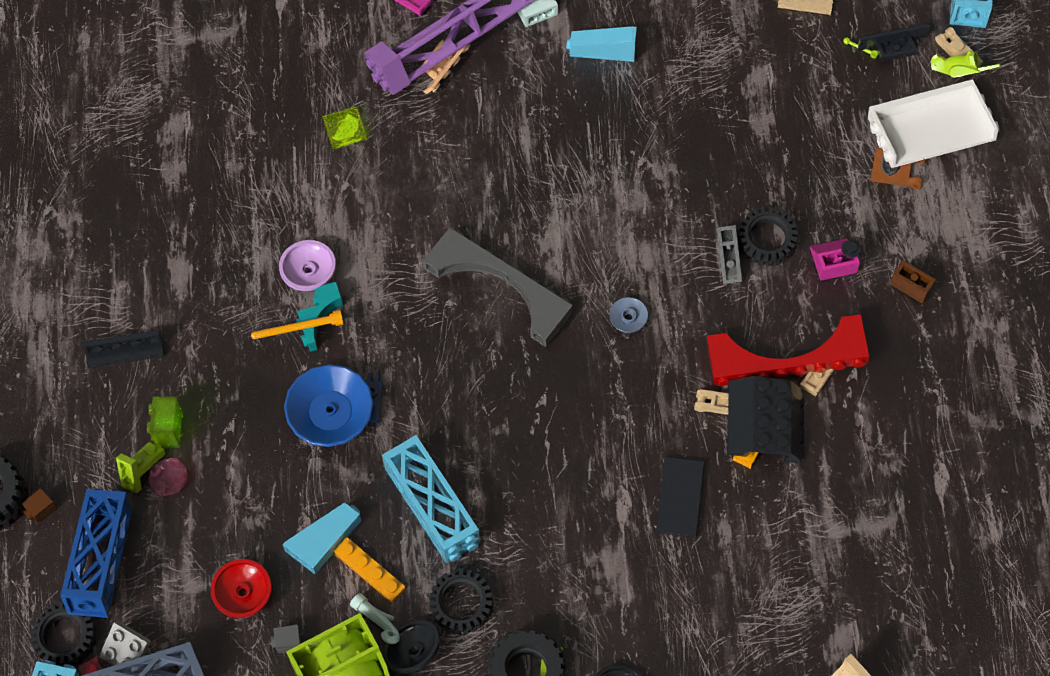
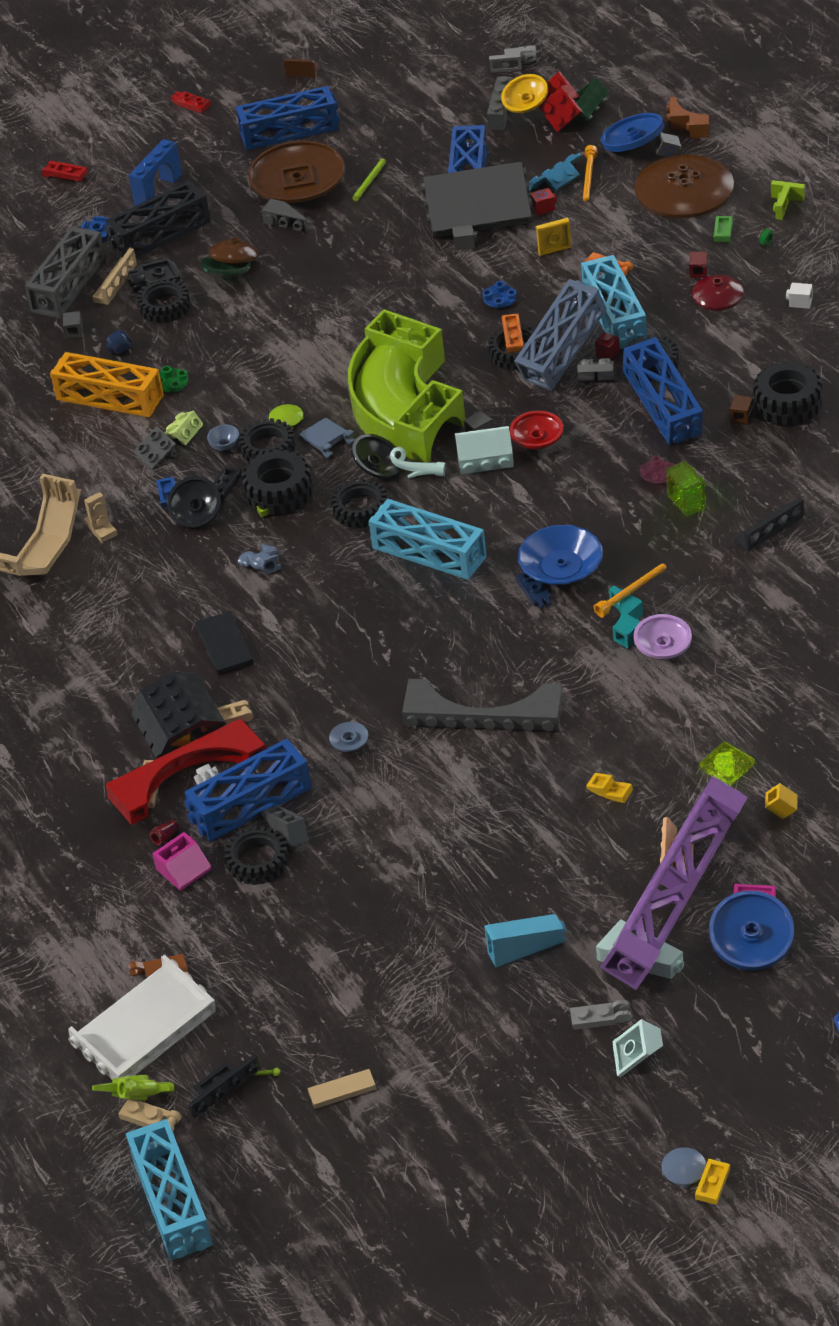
camera: 155 degrees right, 20 degrees down
(133, 468) = (685, 449): lime bracket -> none
(307, 589) = (484, 450): none -> light aqua slope
(318, 541) = (500, 488): medium azure slope -> none
(334, 58) = (781, 801): none -> yellow brick
(369, 570) = (448, 492): light orange plate -> none
(449, 152) = (608, 788): none -> yellow slope
(595, 578) = (263, 560): none -> sand blue animal
(767, 335) = (205, 773): none -> white gear
(788, 303) = (208, 812): none -> blue piece
(834, 302) = (164, 832): none -> dark red cone
(850, 249) = (164, 854): black plate -> none
(912, 281) = (95, 873): reddish brown brick -> none

